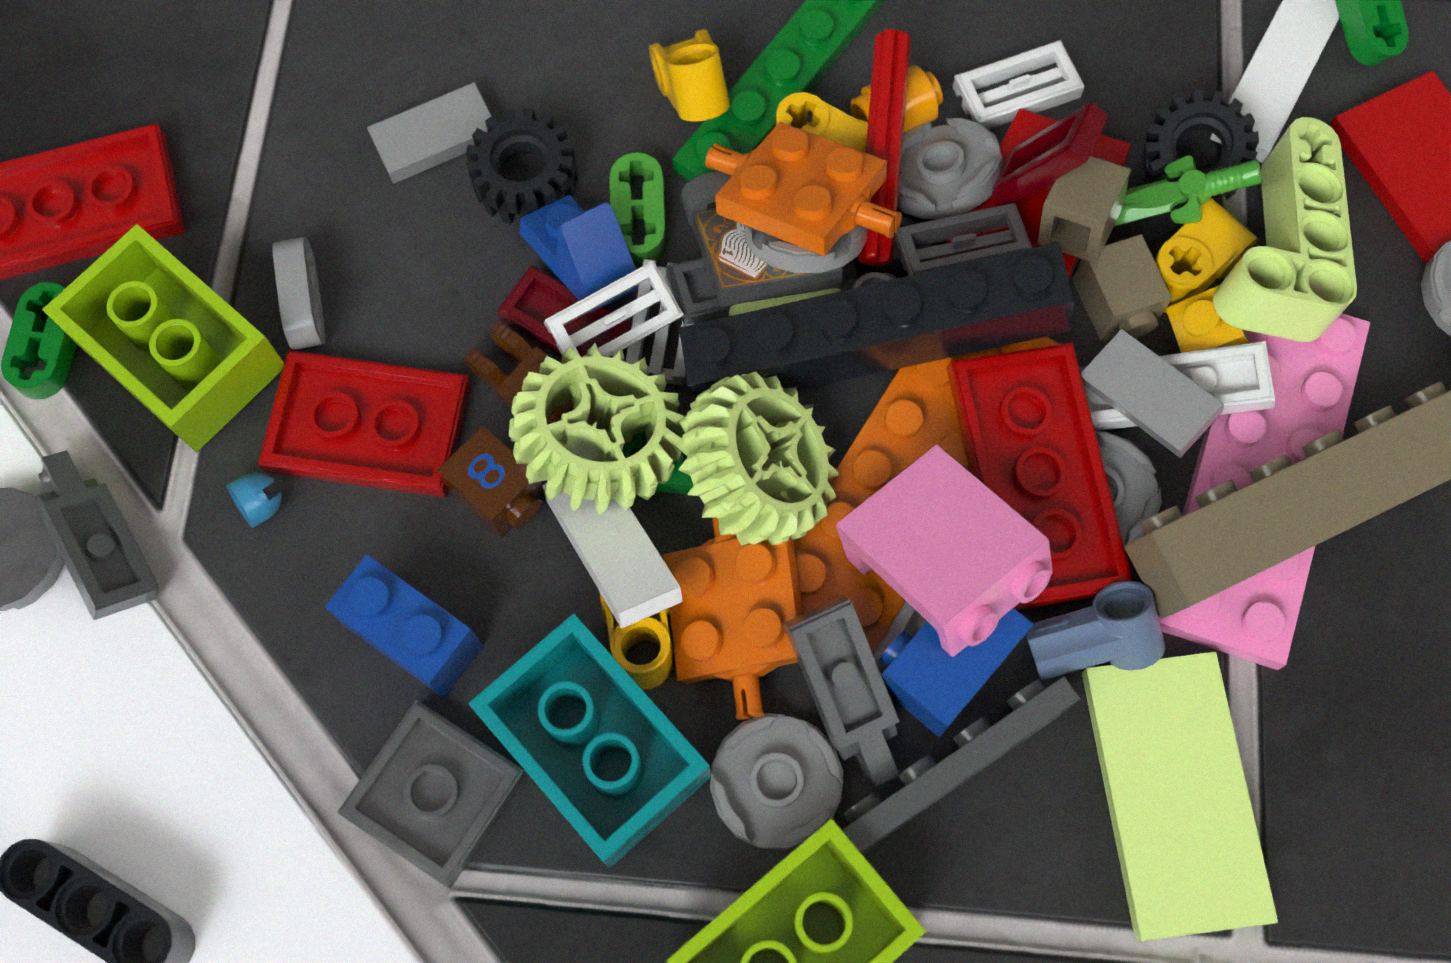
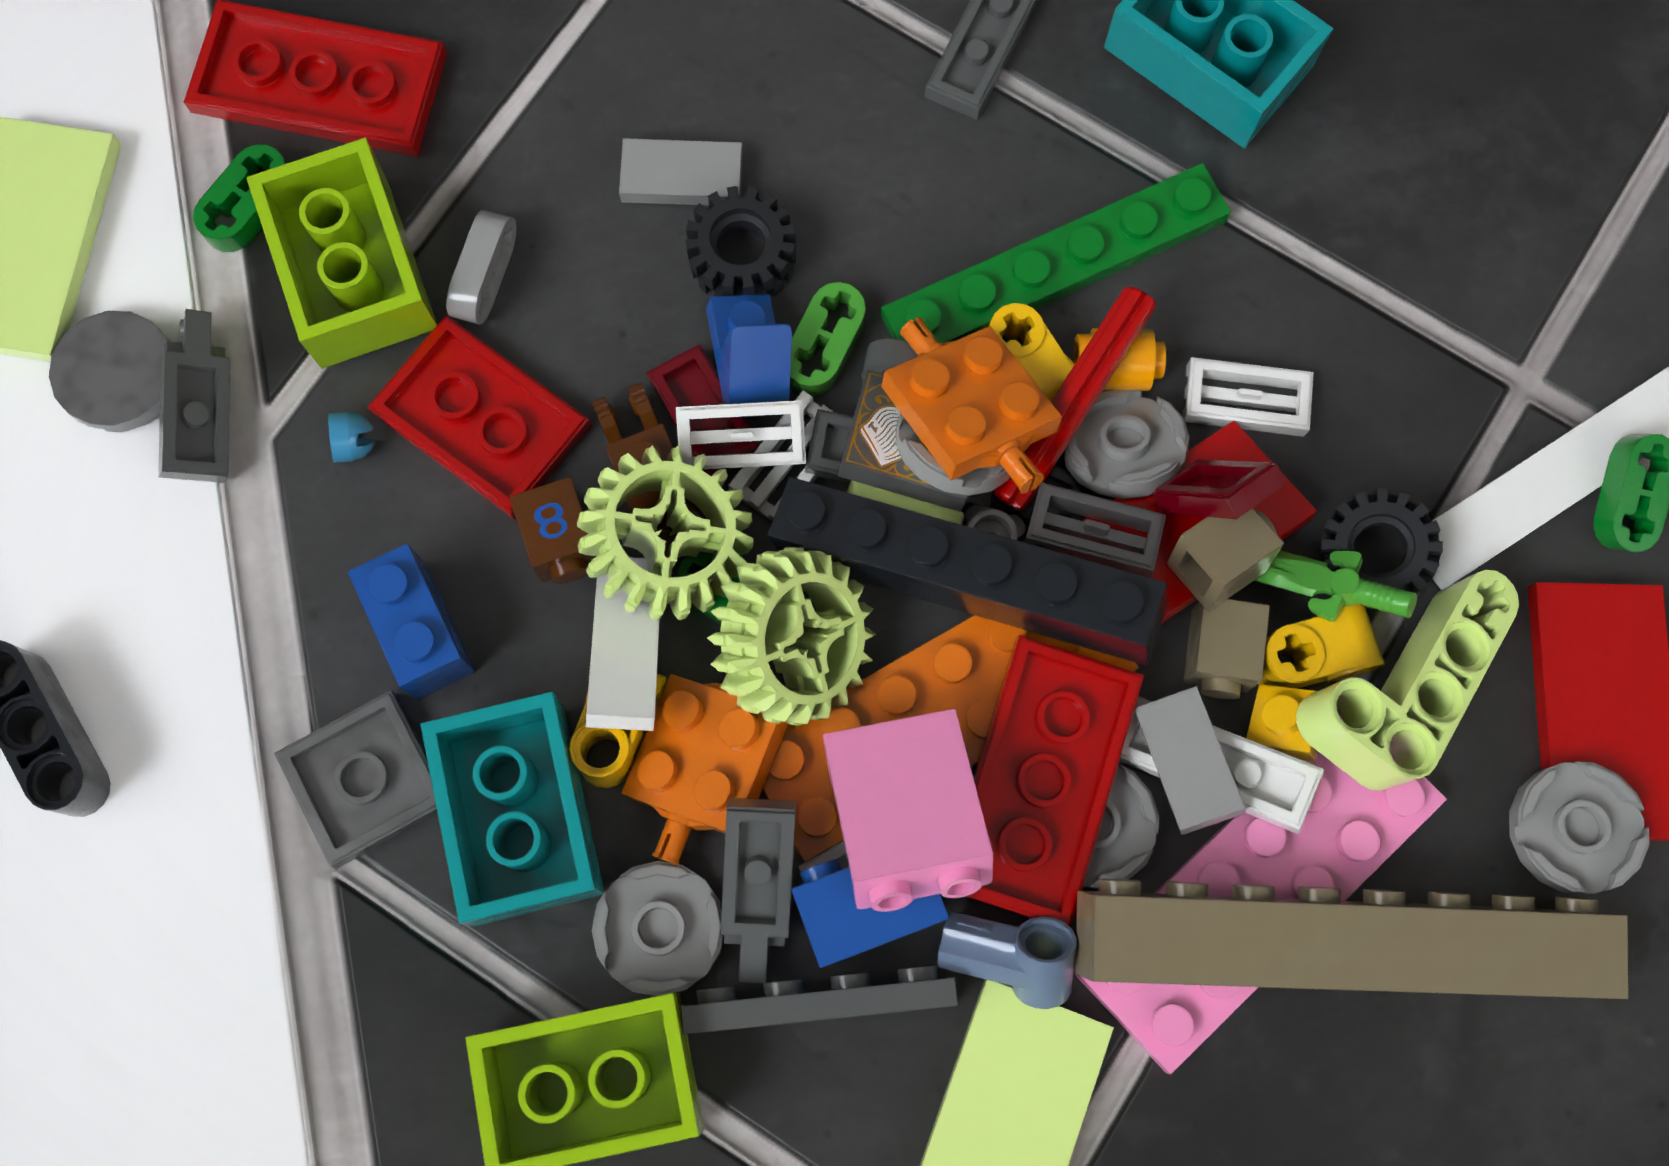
camera: 25 degrees right, 5 degrees up
(691, 77) = (940, 239): yellow piece -> none

